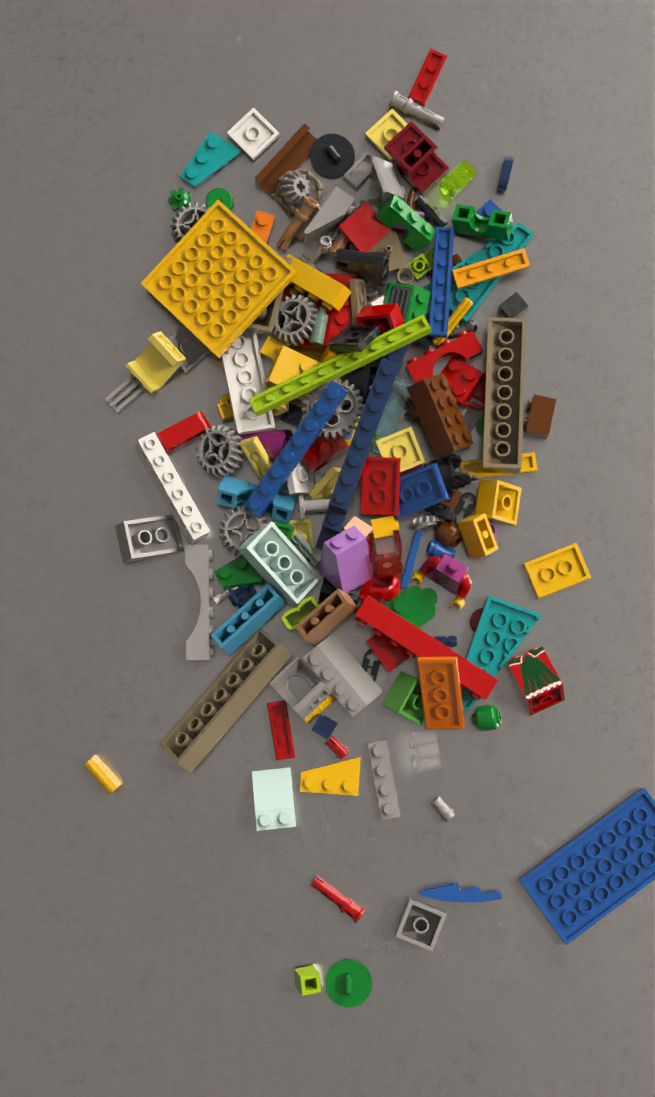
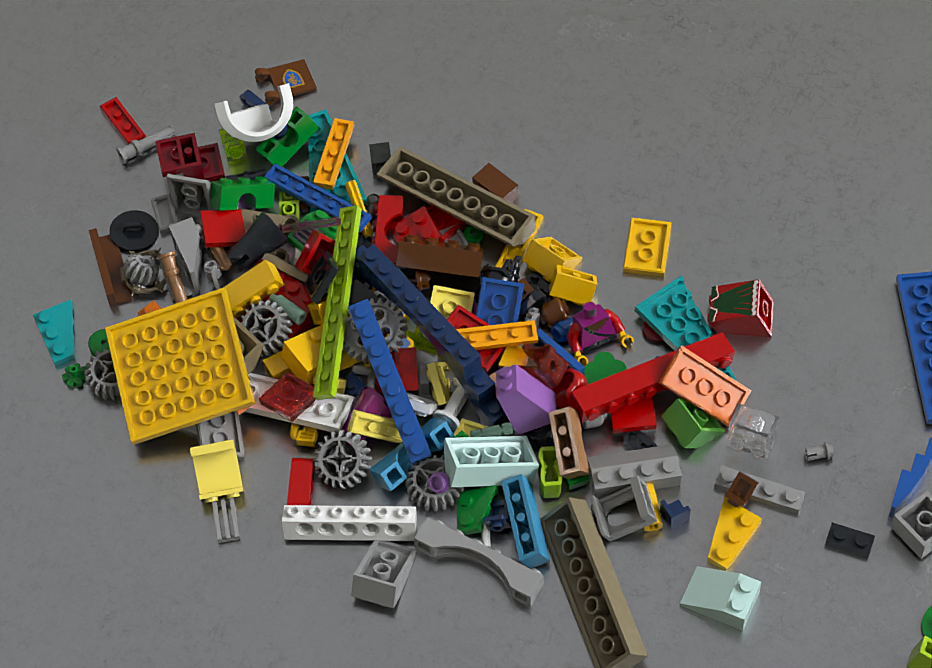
camera: 55 degrees left, 25 degrees down
(237, 537) = (439, 482): none -> medium lavender plate
(243, 378) = (288, 397): none -> clear red plate
(253, 133) = (63, 281): white plate -> none
(281, 730) = (654, 555): red tile -> none
(337, 747) = (703, 512): red pin -> none
(345, 904) = (866, 586): red pin -> none
(367, 768) = (741, 490): none -> reddish brown bracket
(379, 871) = (850, 540): none -> black plate
(385, 131) = (148, 175): light yellow plate -> none
(388, 503) = (501, 335): none -> light orange plate
(400, 296) = (310, 225): none -> bar
(478, 187) = (255, 122): none -> white piece
(487, 717) = (752, 368): green head -> none
(549, 184) = (294, 73): none -> reddish brown flag

